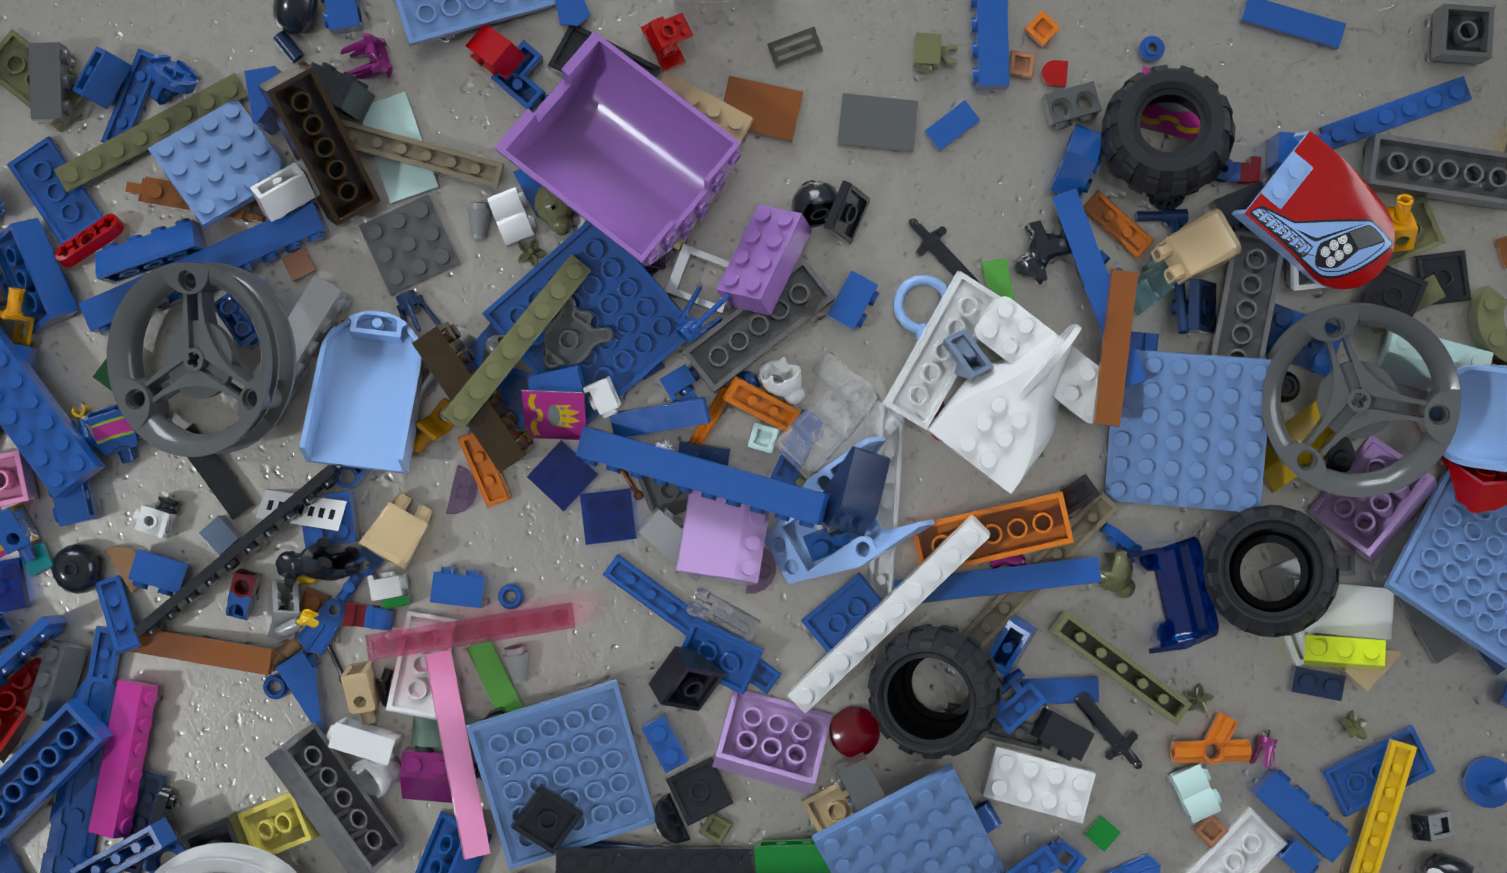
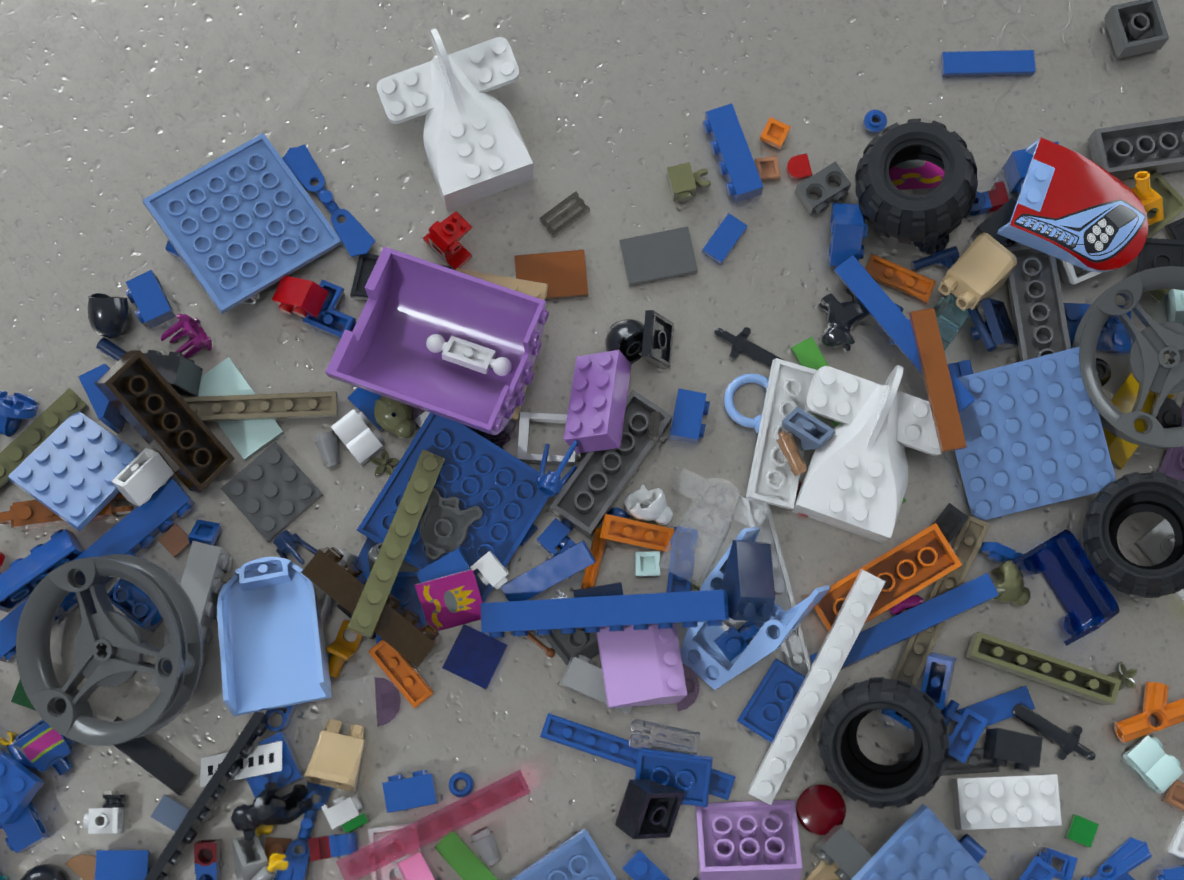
camera: 15 degrees left, 10 degrees down
(330, 267) = (205, 532): none -> blue plate
(608, 516) = (528, 680): clear blue plate -> none
(648, 169) = (468, 355): none -> white plate
(942, 371) = (791, 452): none -> medium nougat piece
(1397, 113) = (1109, 107): blue plate -> none

